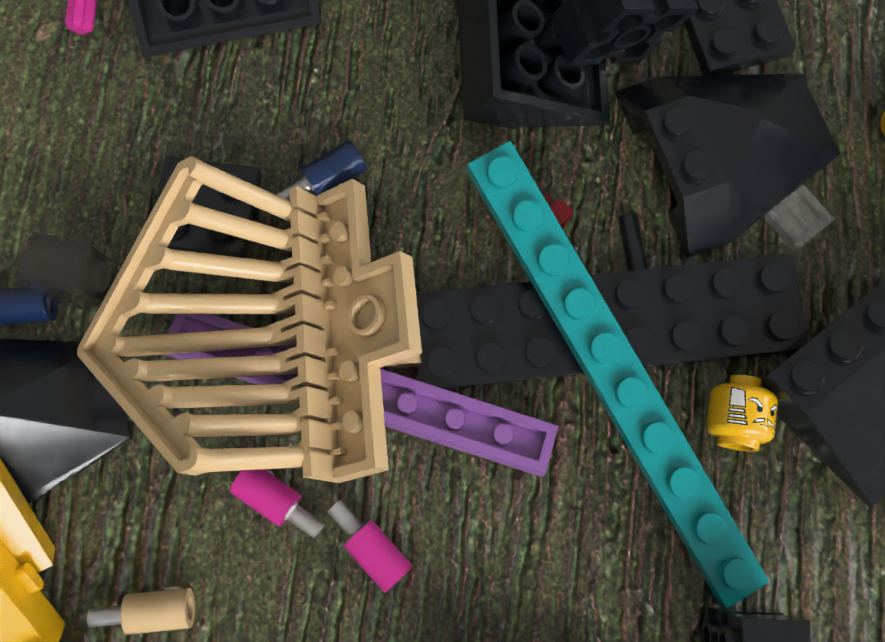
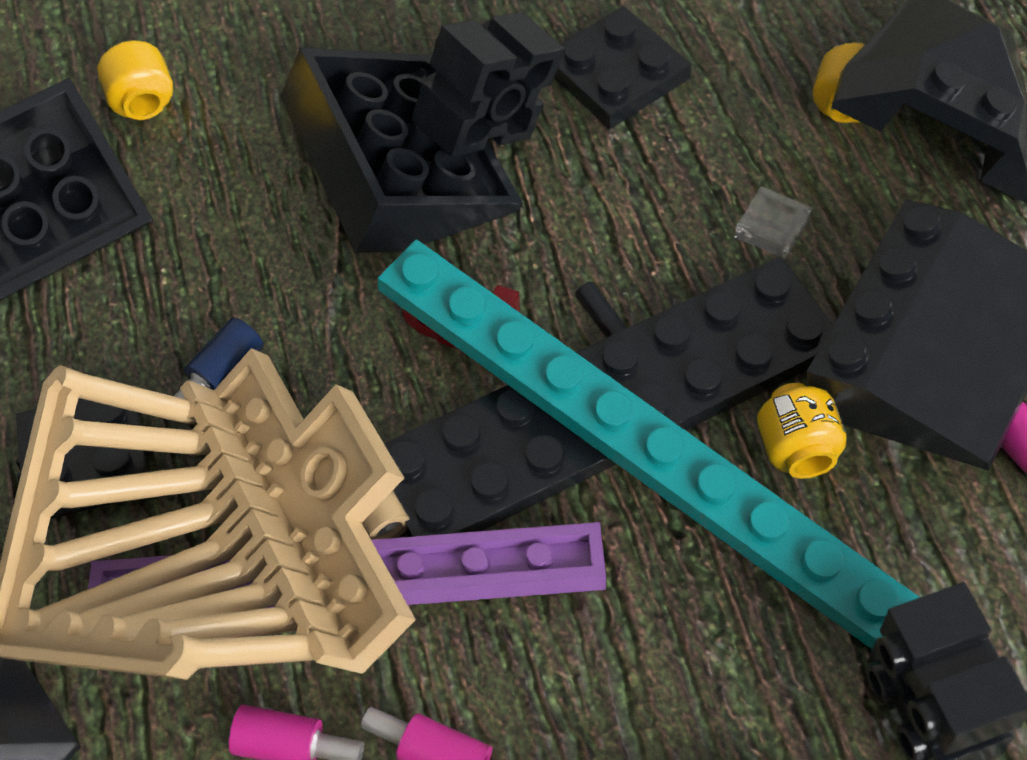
camera: 15 degrees left, 20 degrees down
(728, 147) = (665, 184): black wedge -> none

